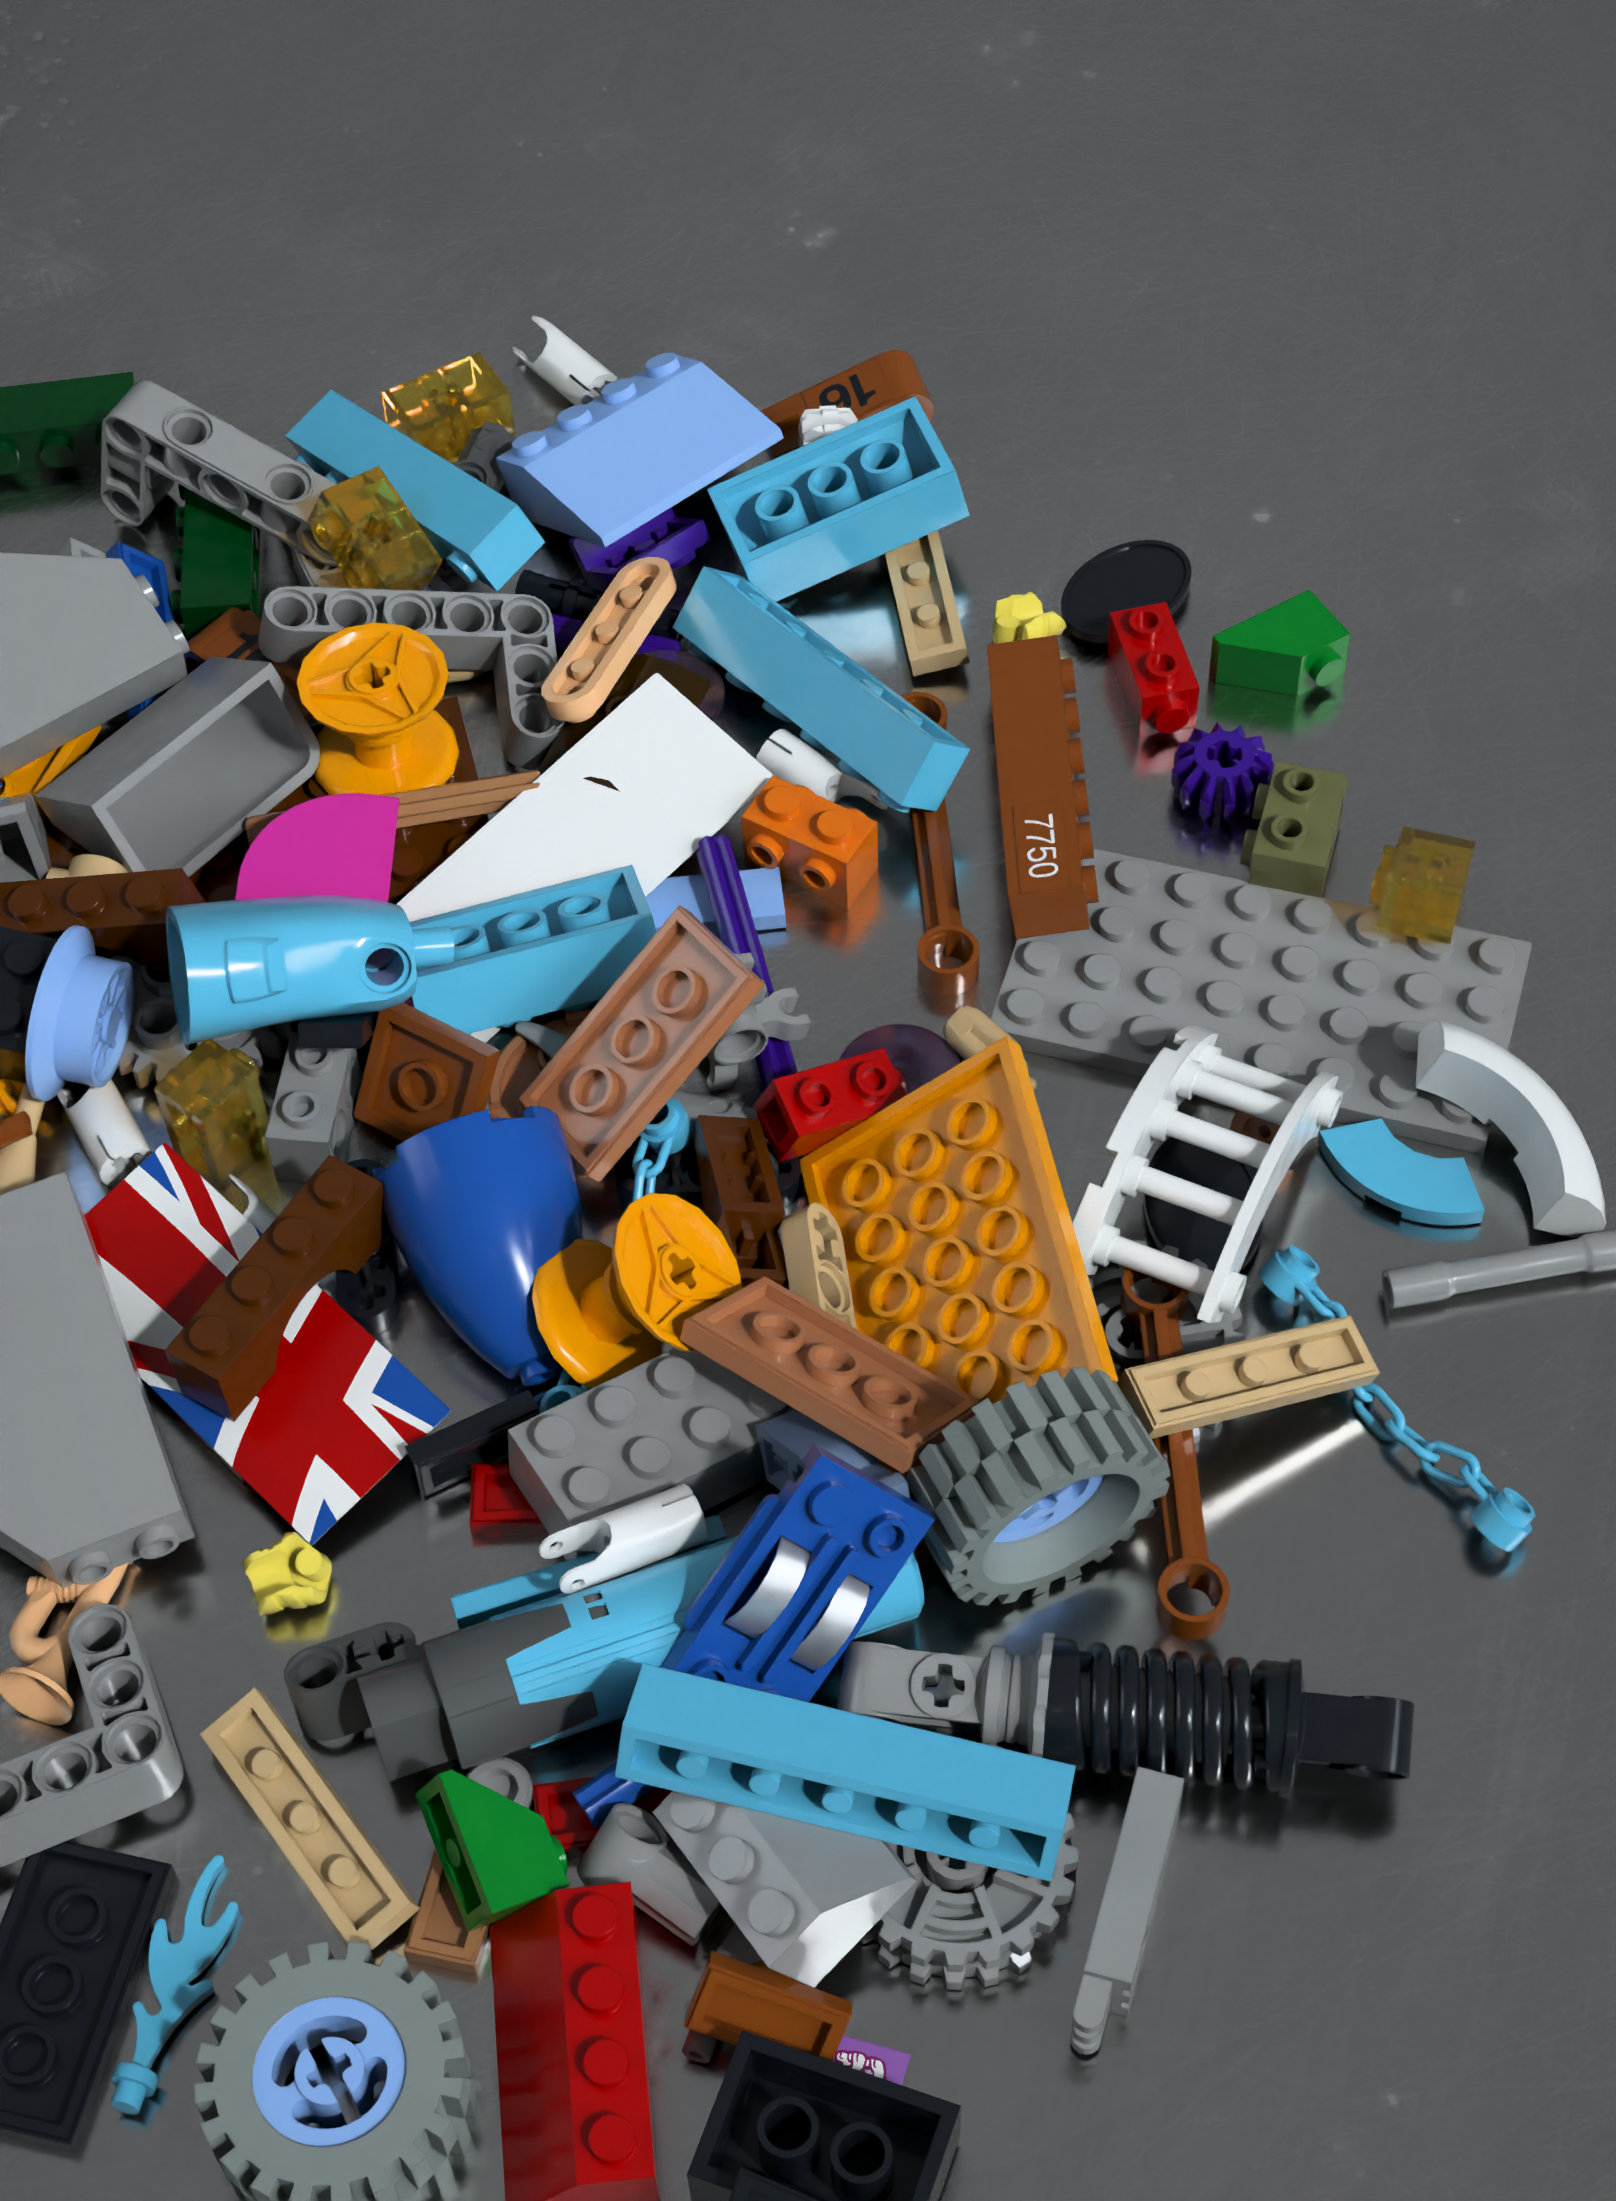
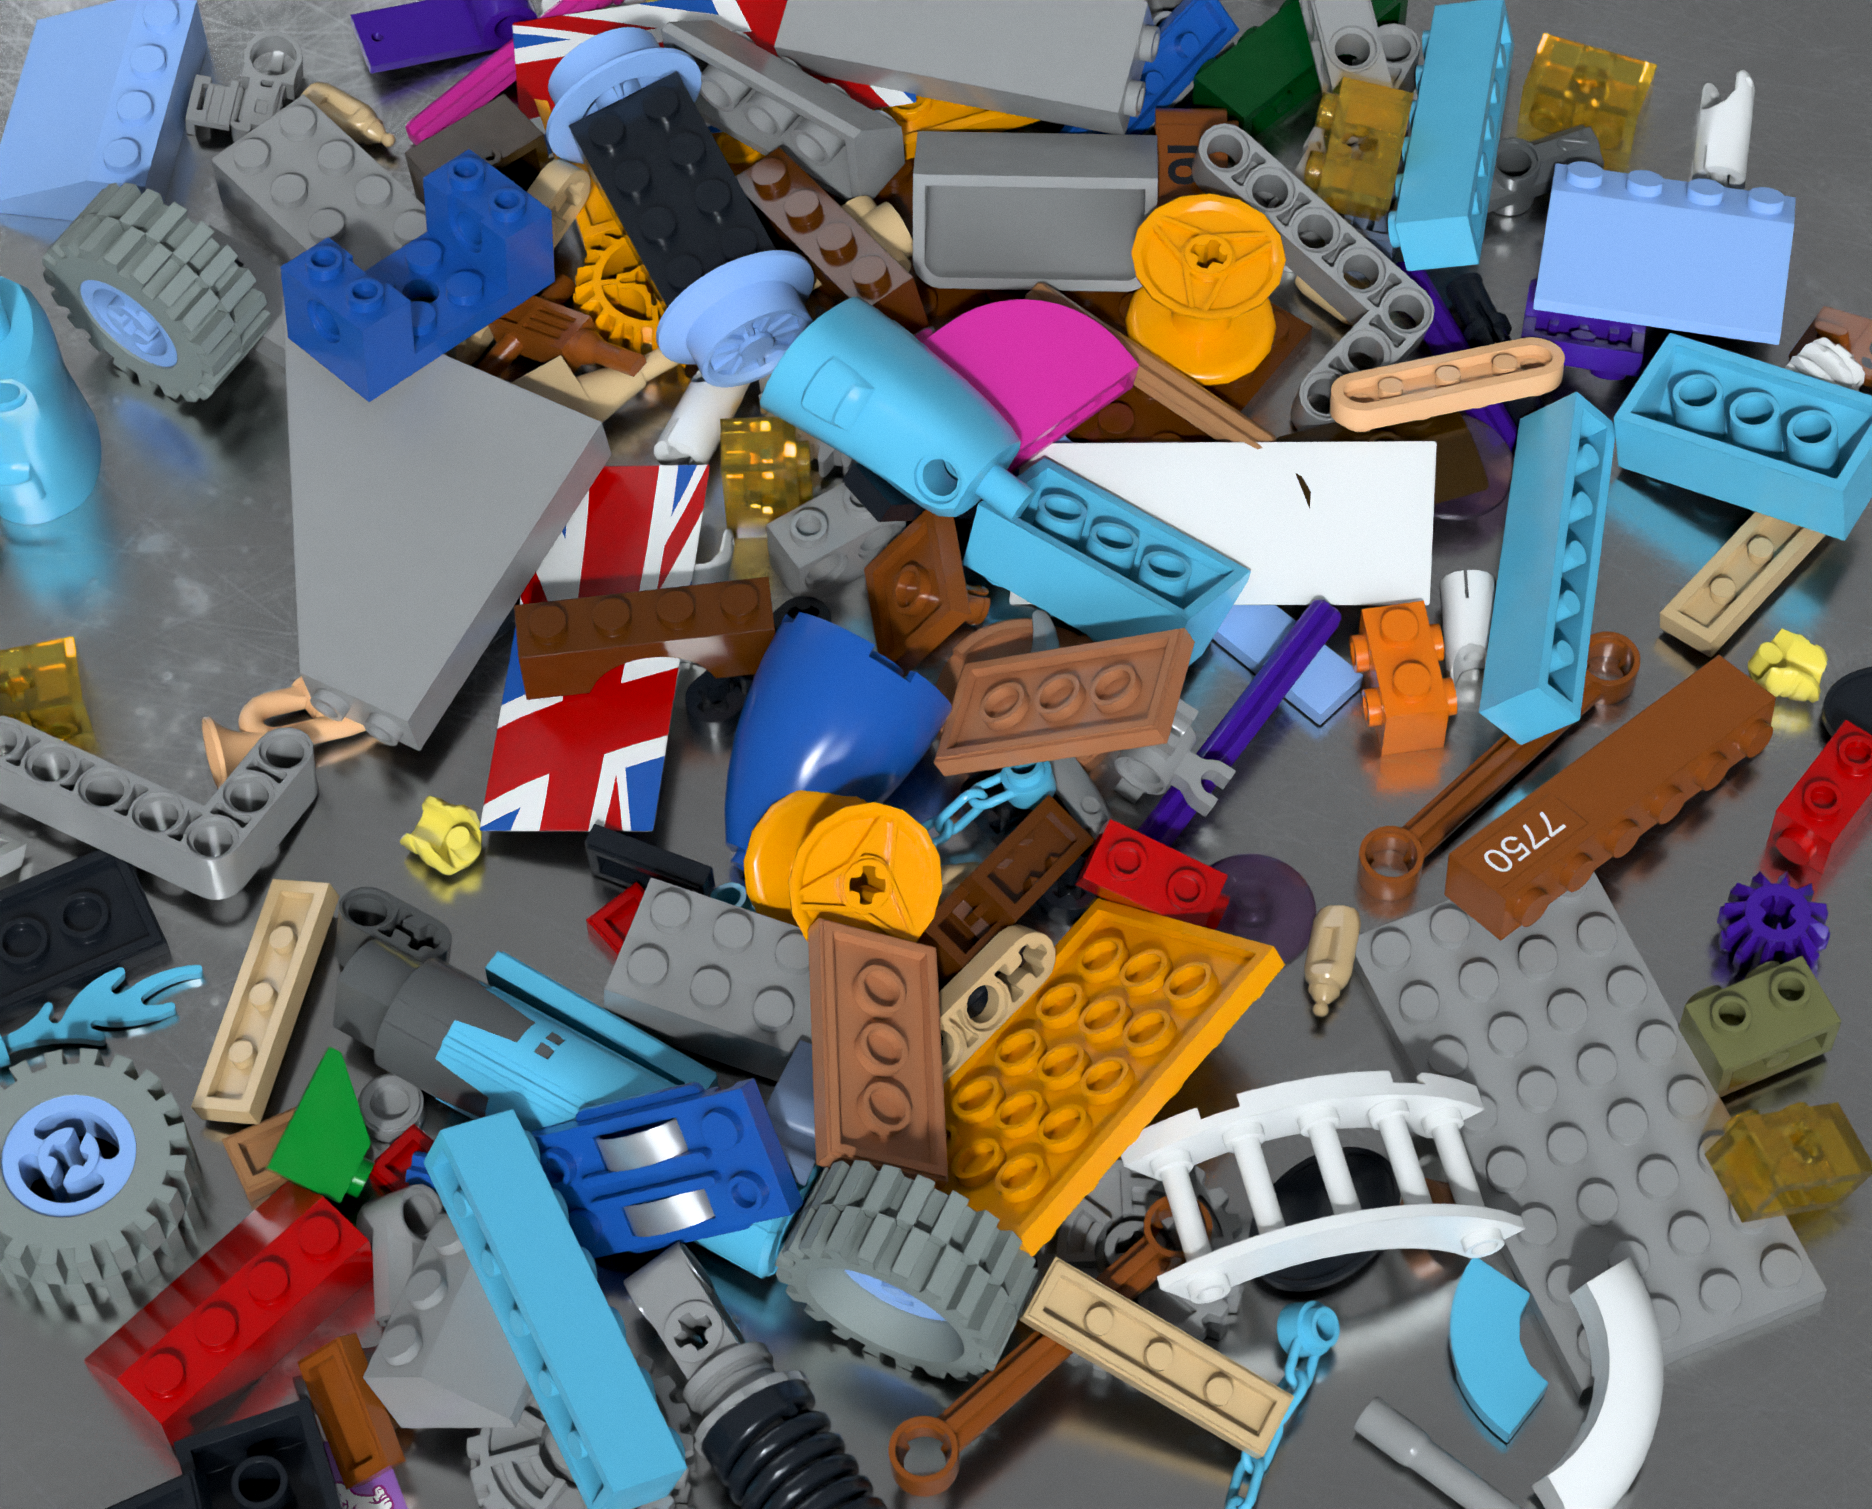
camera: 50 degrees right, 5 degrees up
(629, 1537) = (631, 1027): white piece -> none

